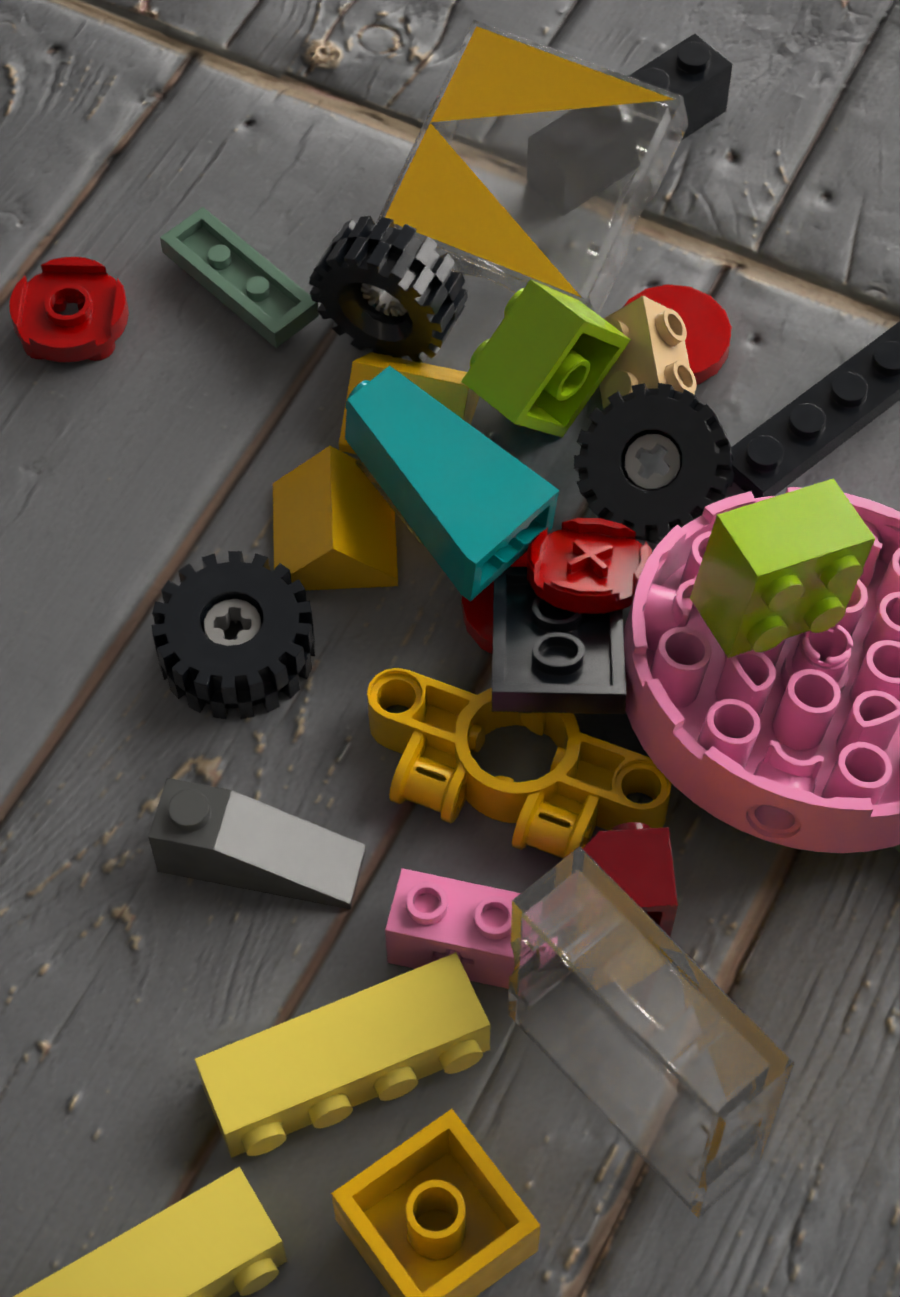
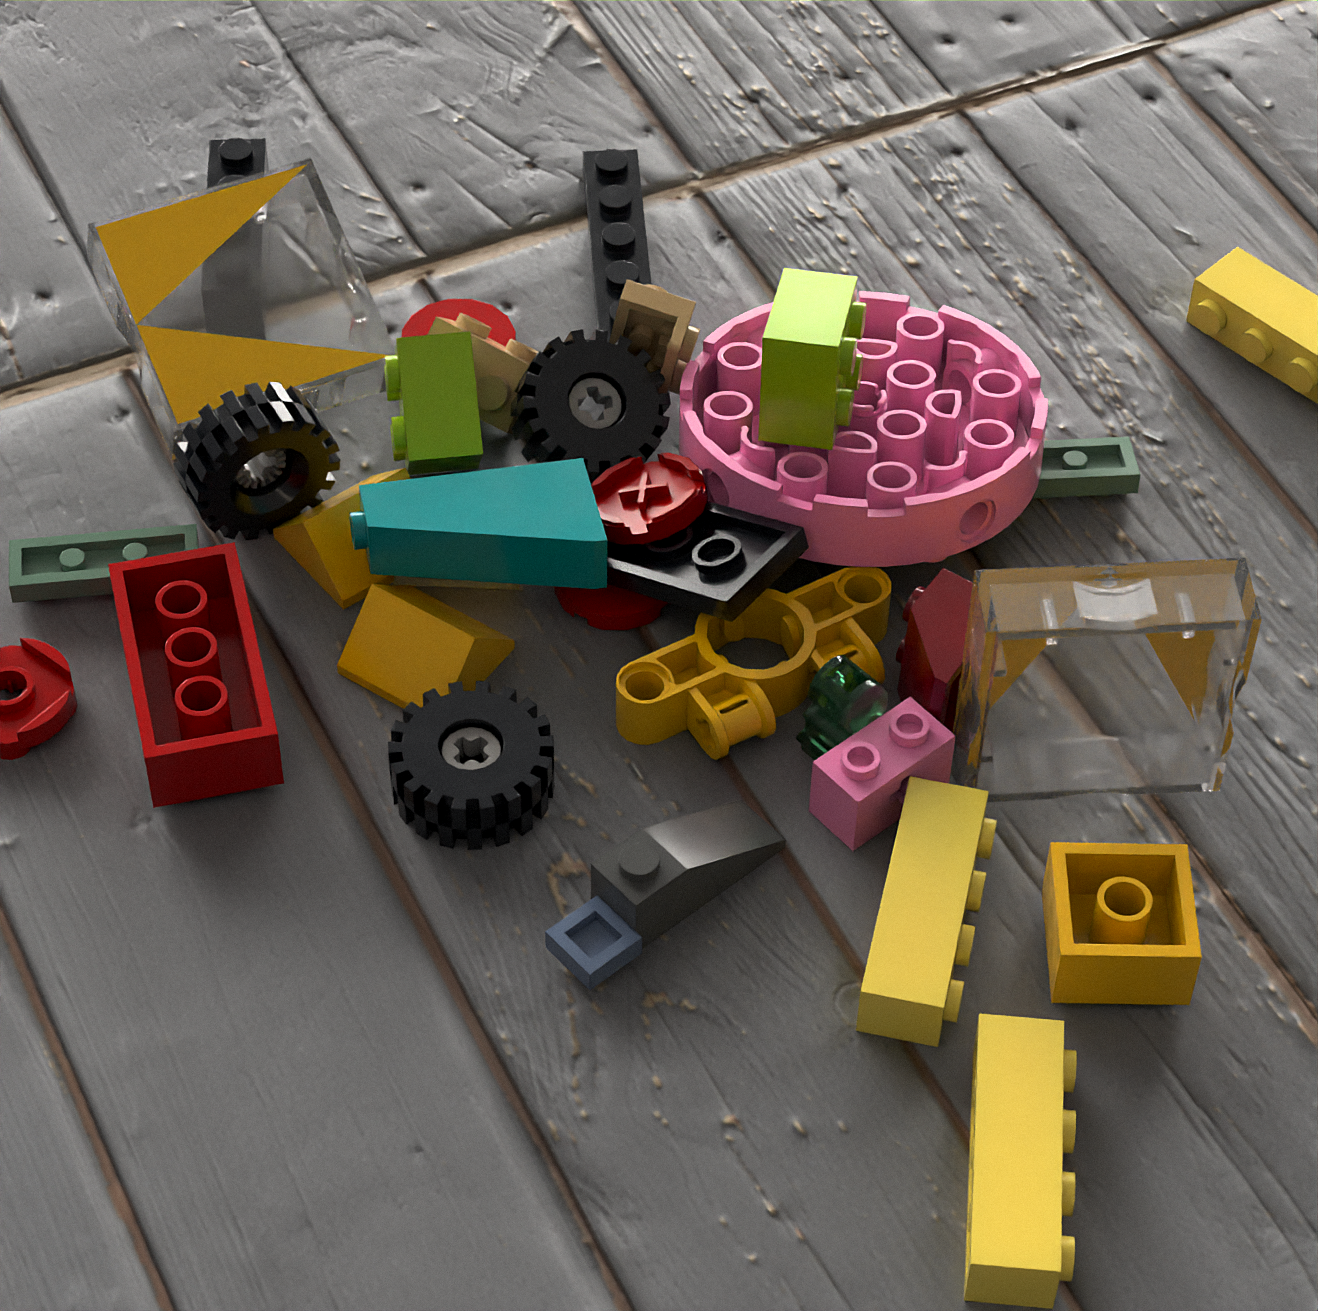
camera: 55 degrees left, 10 degrees down
(122, 833) = (593, 942): none -> sand blue plate
(162, 400) = (196, 675): none -> red brick
(491, 850) = (842, 704): none -> clear green leg
(760, 444) = (660, 327): none -> tan bracket

